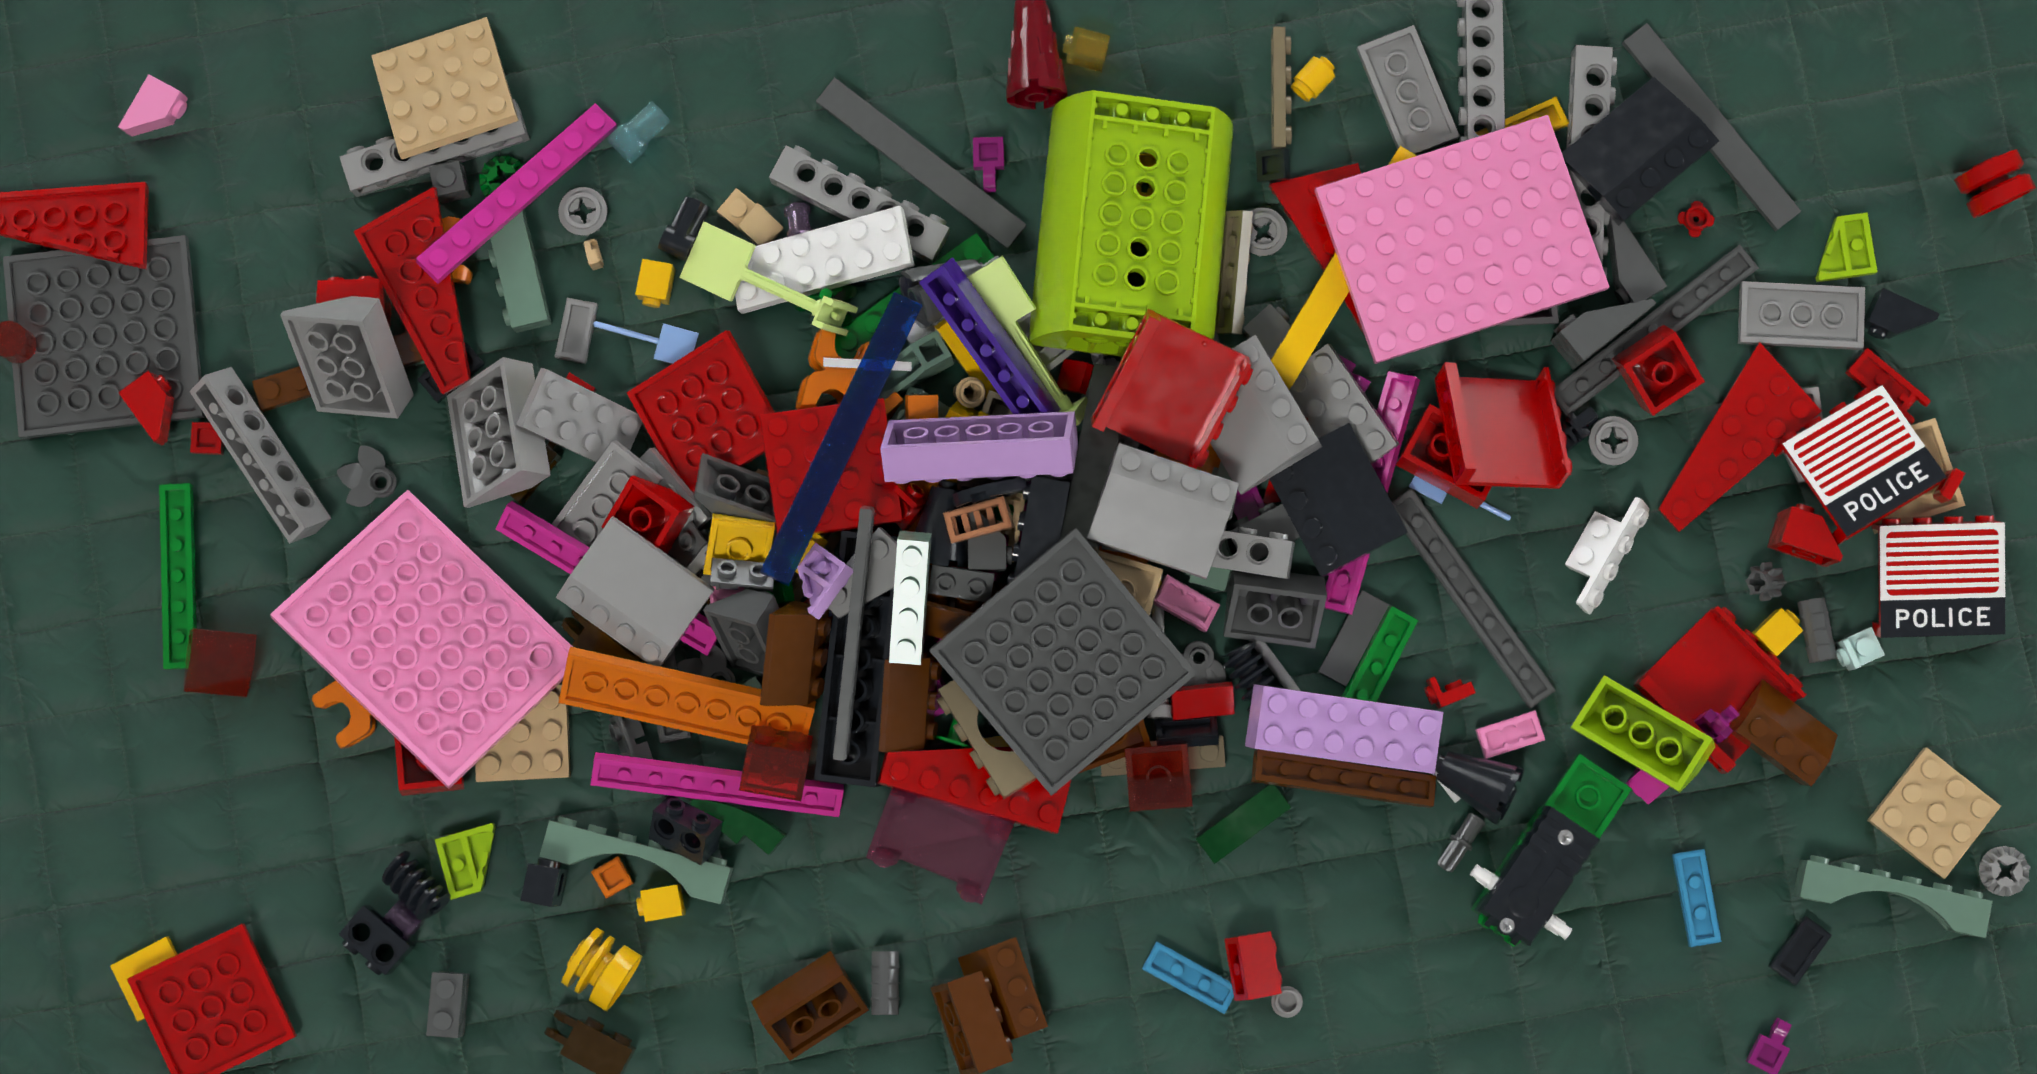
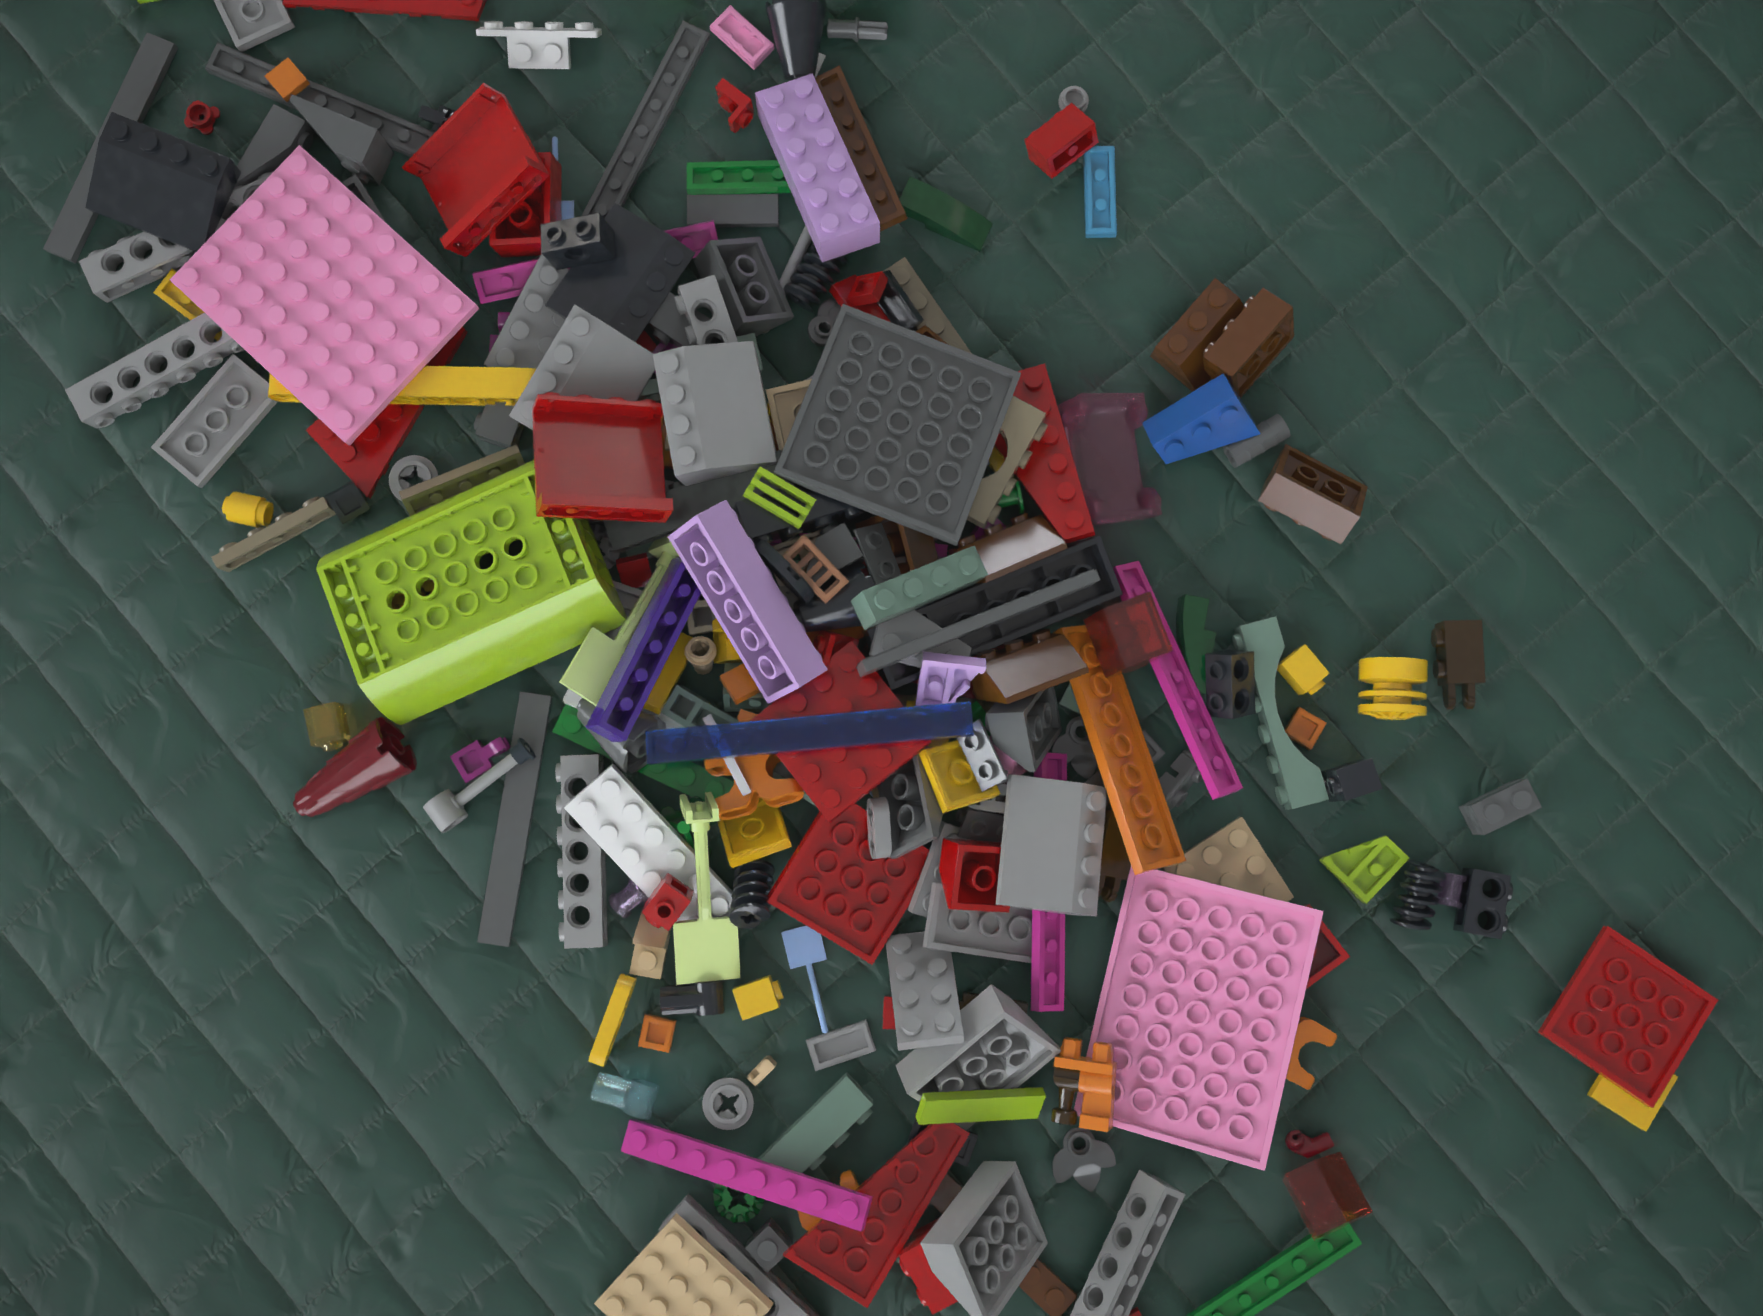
camera: 125 degrees left, 0 degrees up
(267, 671) = (1307, 1146): none -> dark red arm
(429, 520) = (1086, 1075): none -> orange hips
(458, 415) = (980, 1105): none -> lime tile
(674, 185) = (657, 1033): none -> orange tile
(705, 153) = (612, 1020): none -> yellow beam
(733, 457) = (879, 827): none -> light grey beam
(743, 323) = (750, 894): none -> black piece
(773, 248) = (667, 902): none -> red brick
(788, 352) = (754, 835): none -> yellow tile
(925, 939) = (1200, 422): none -> blue wedge
(960, 112) = (448, 809): none -> light grey piece
(1030, 534) = (786, 487): none -> lime tile
(1158, 778) = (950, 301): clear red slope -> none
(1186, 603) = (782, 360): bright pink plate -> none
(1210, 713) = (867, 289): none -> red plate
(1385, 479) = (577, 241): none -> black brick
(1622, 430) = (444, 73): light grey gear -> none
(1658, 370) = (353, 72): red brick -> none
(1687, 310) = (287, 79): none -> orange tile

